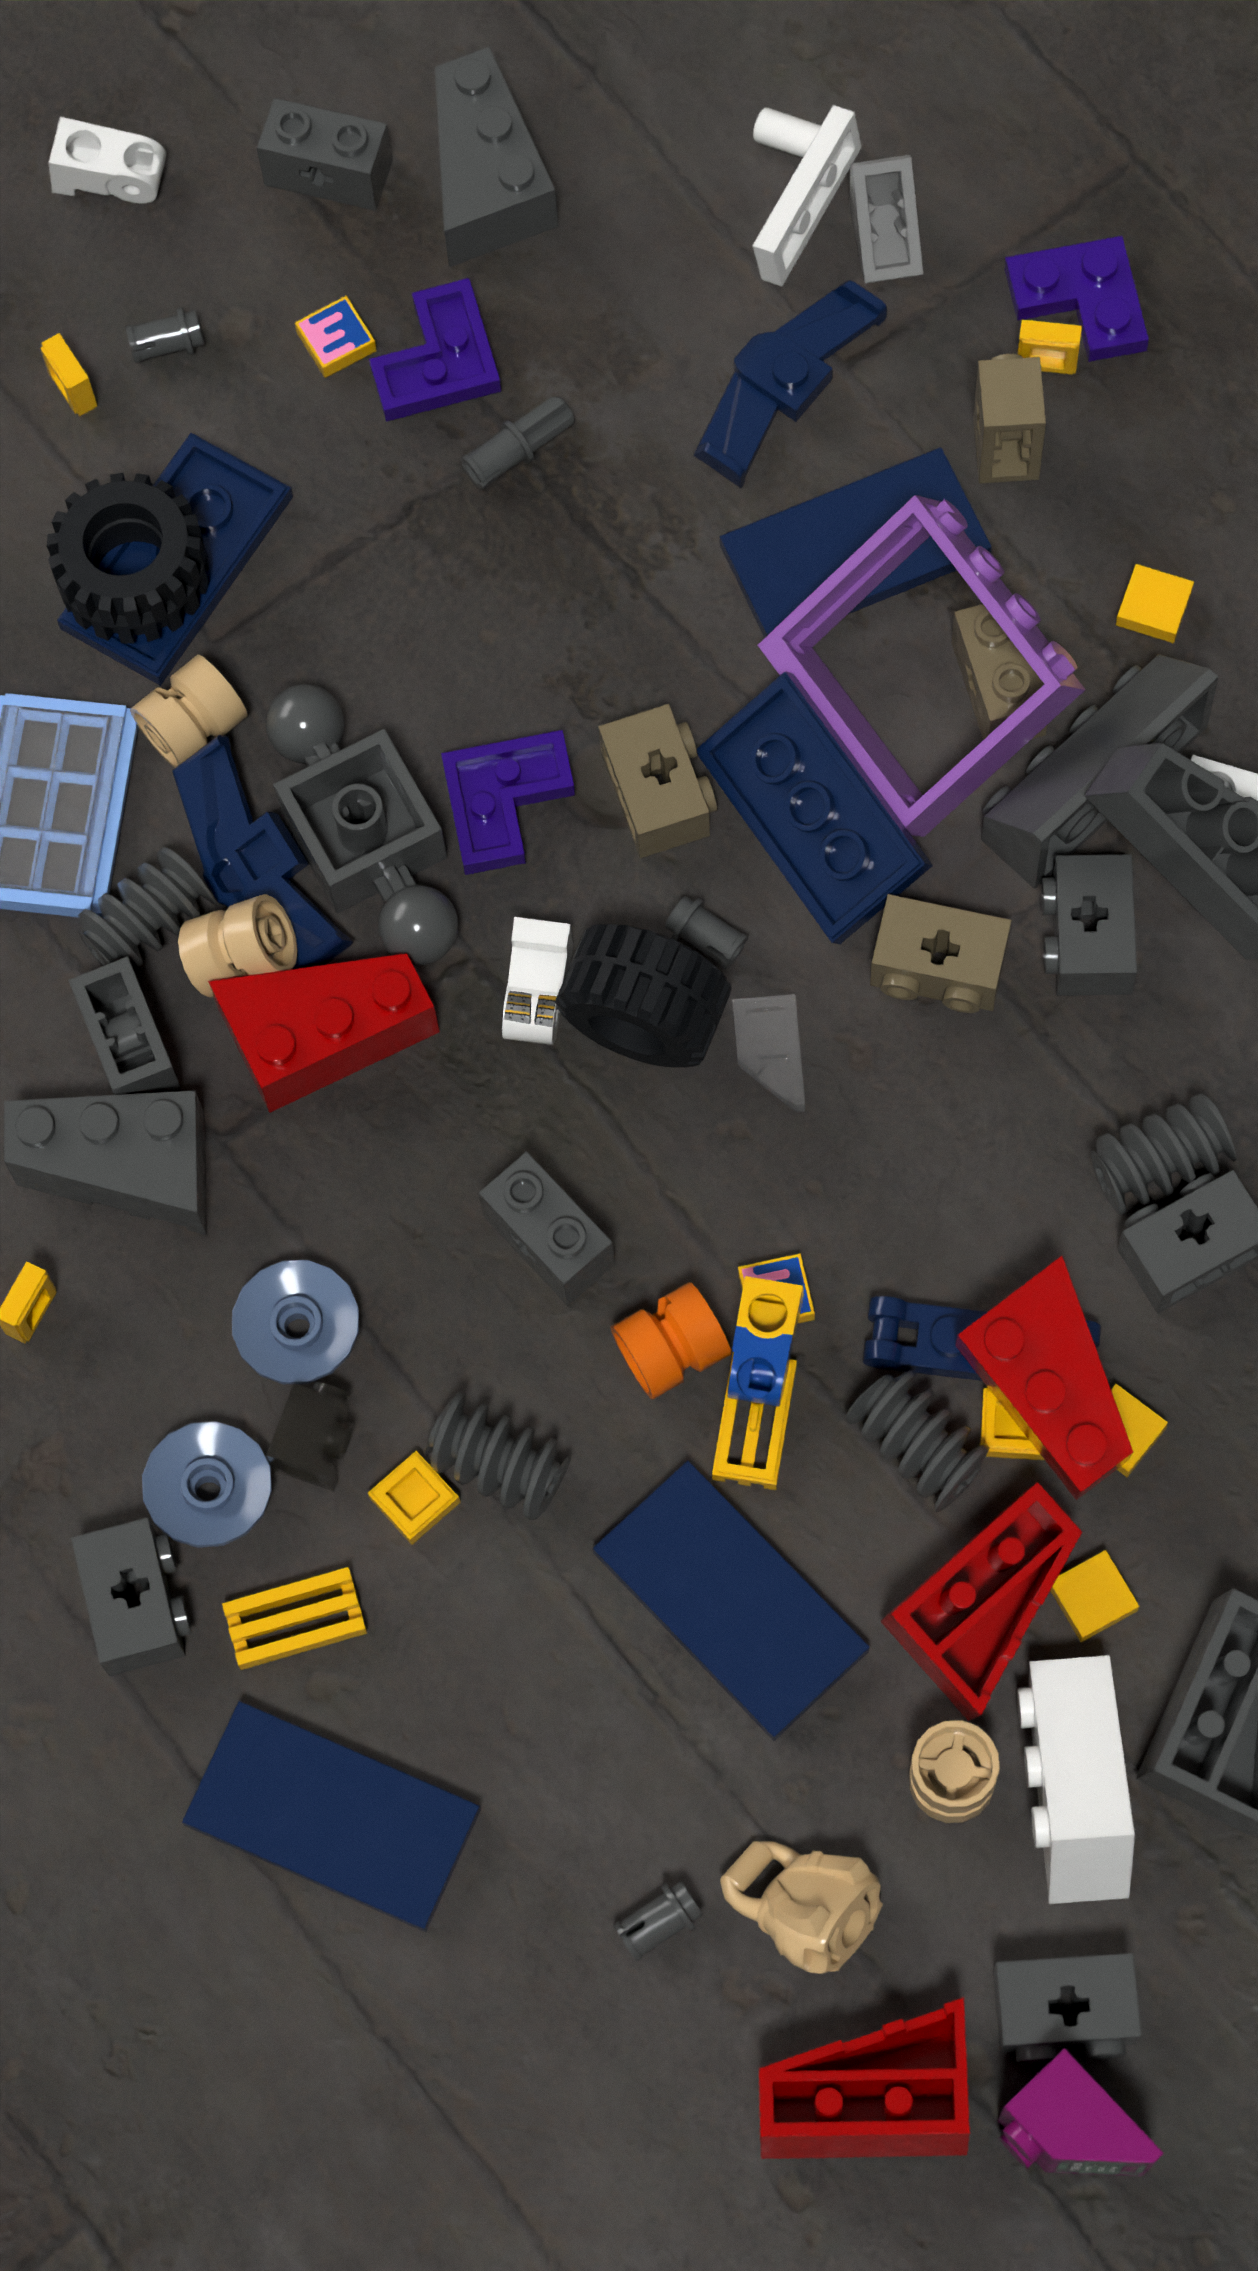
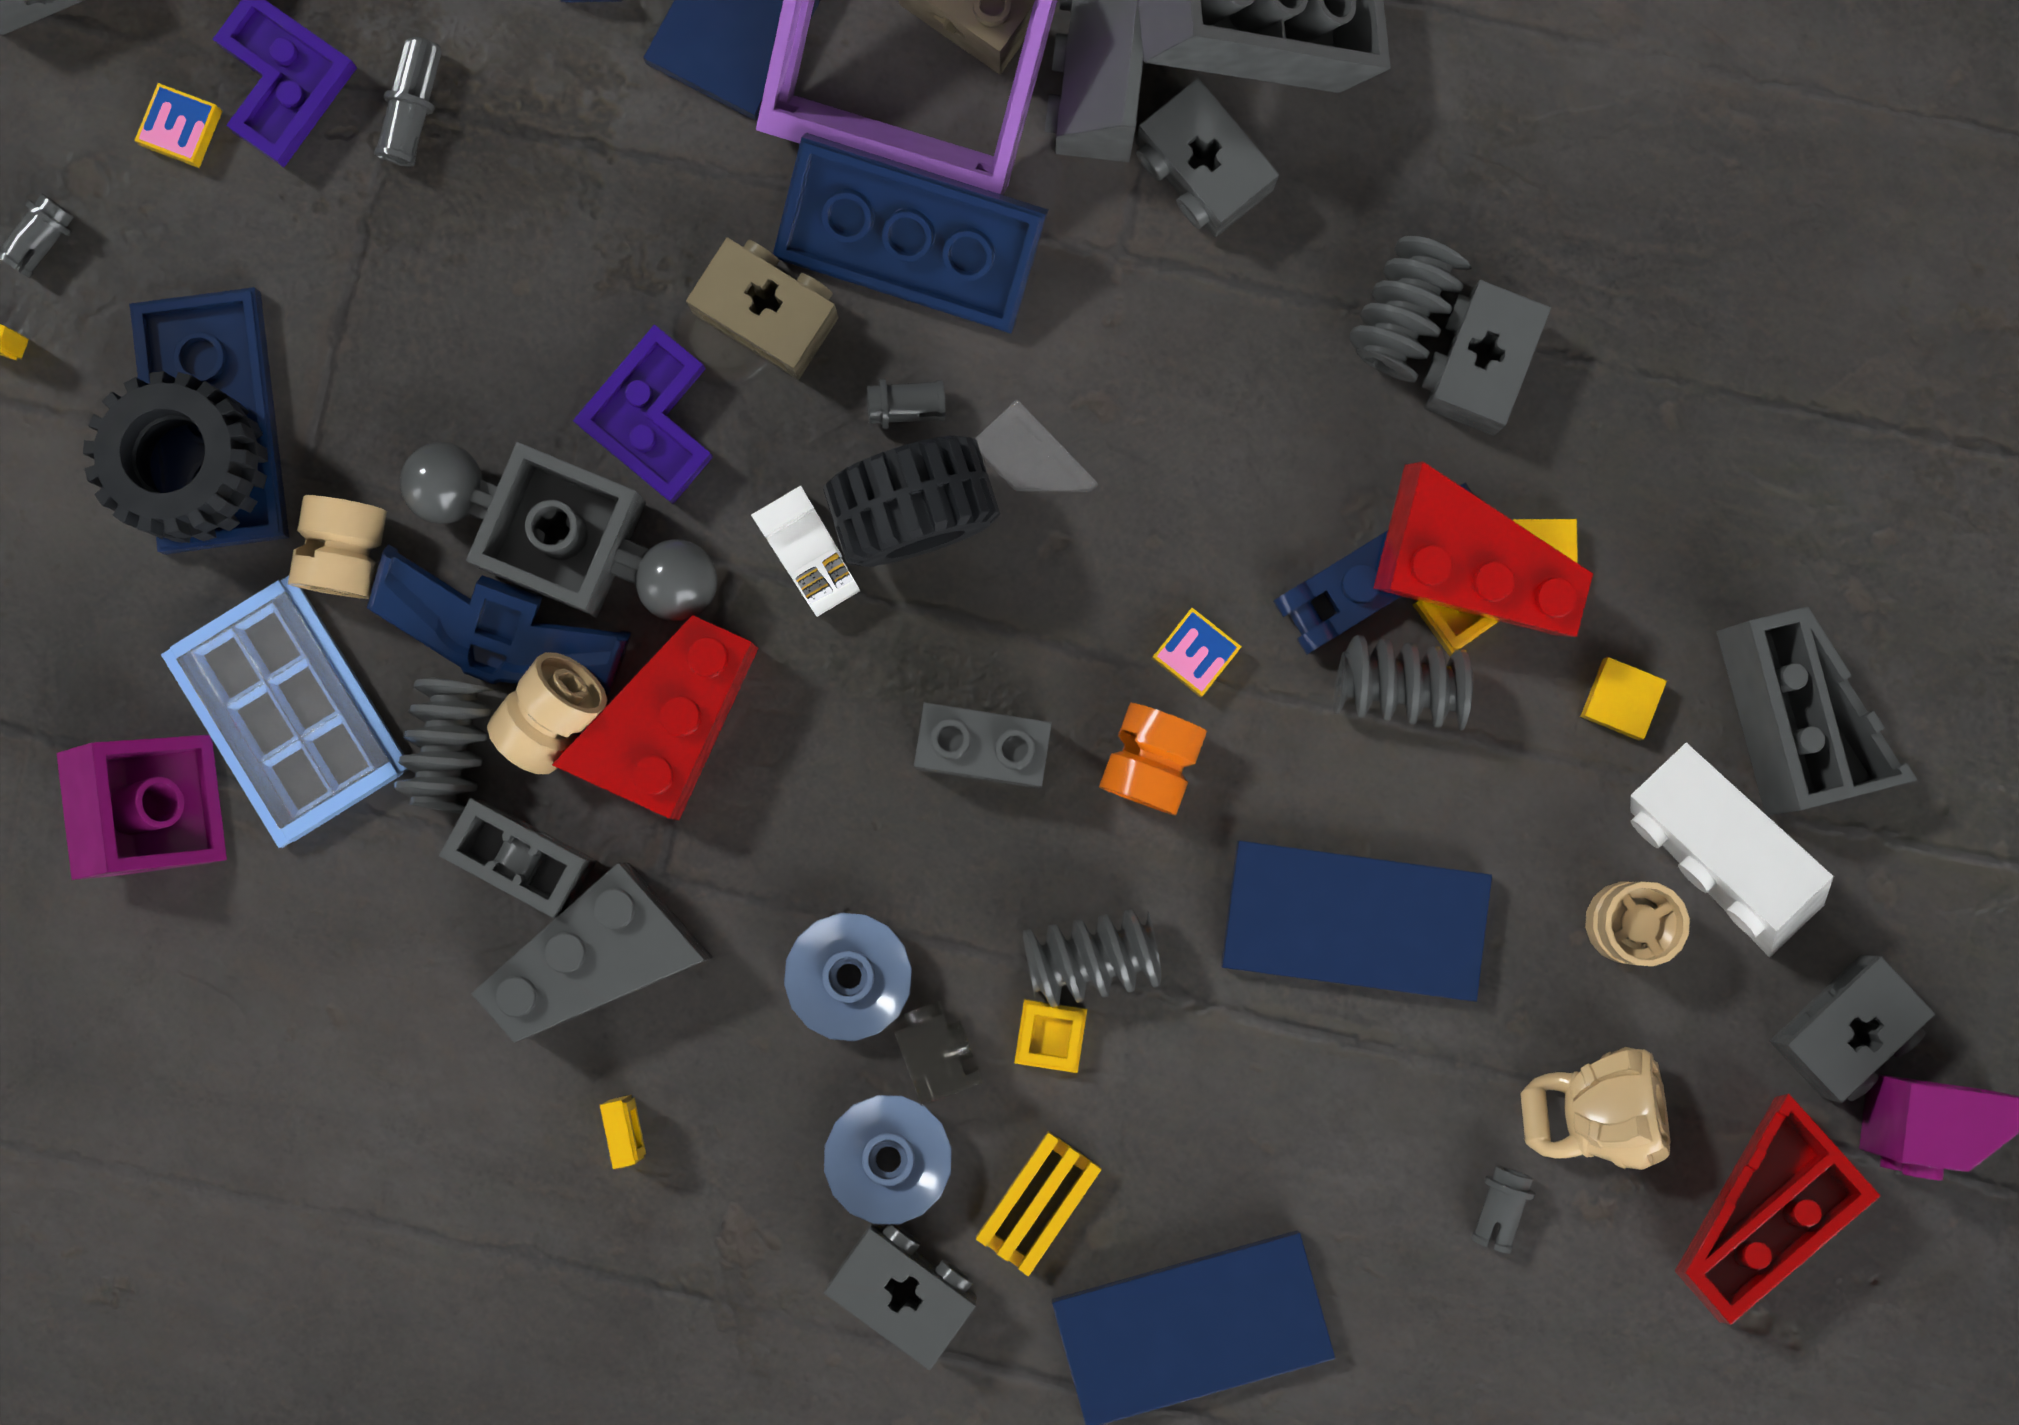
camera: 45 degrees left, 15 degrees up
(745, 1472) = (1286, 813): yellow tile -> none
(764, 1340) = (1229, 703): leg -> none
(916, 931) = (1123, 248): dark tan brick -> none
(982, 1600) = (1554, 767): red wedge -> none

